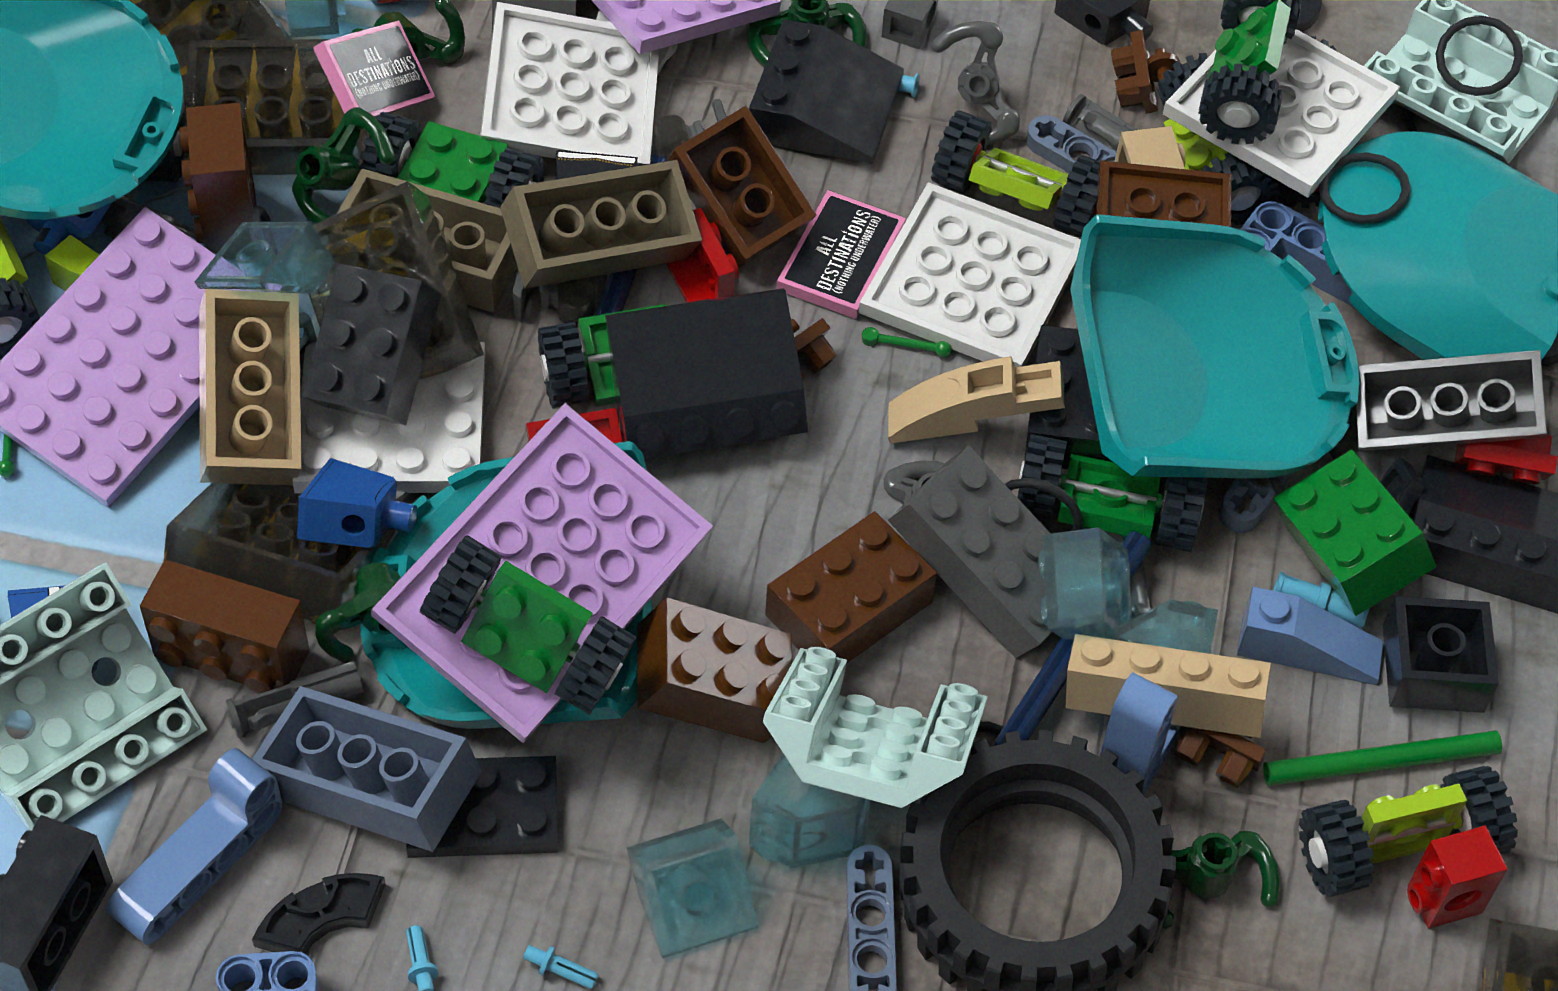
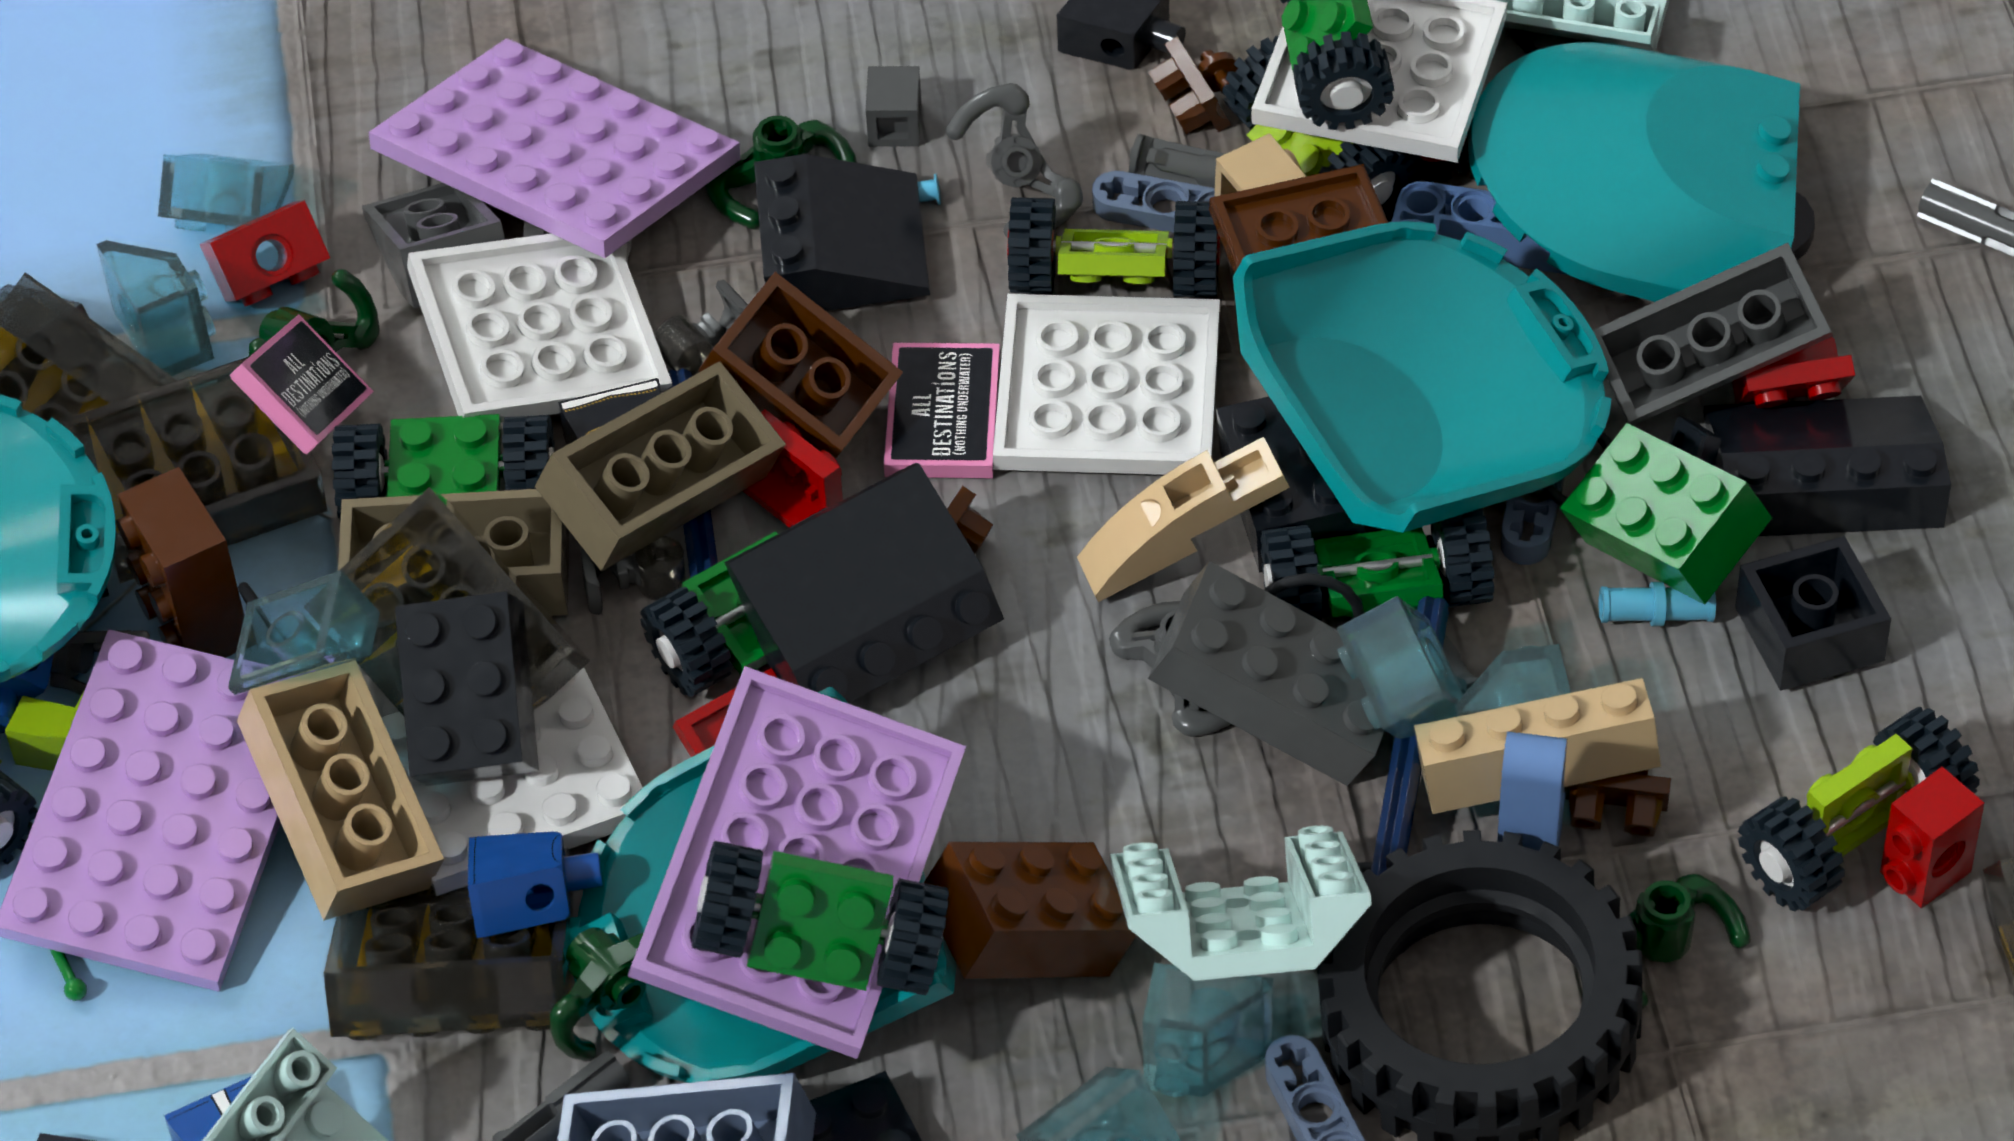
camera: 15 degrees left, 5 degrees down
(224, 628) = (442, 1064): reddish brown brick -> none
(334, 164) = (305, 505): dark green piece -> none
(851, 590) = (1135, 772): reddish brown brick -> none
(871, 337) = (1020, 491): green hinge -> none
(1306, 637) = (1659, 647): medium blue slope -> none
(1371, 218) = (1535, 163): black piece -> none
(1382, 758) = (1795, 747): green piece -> none

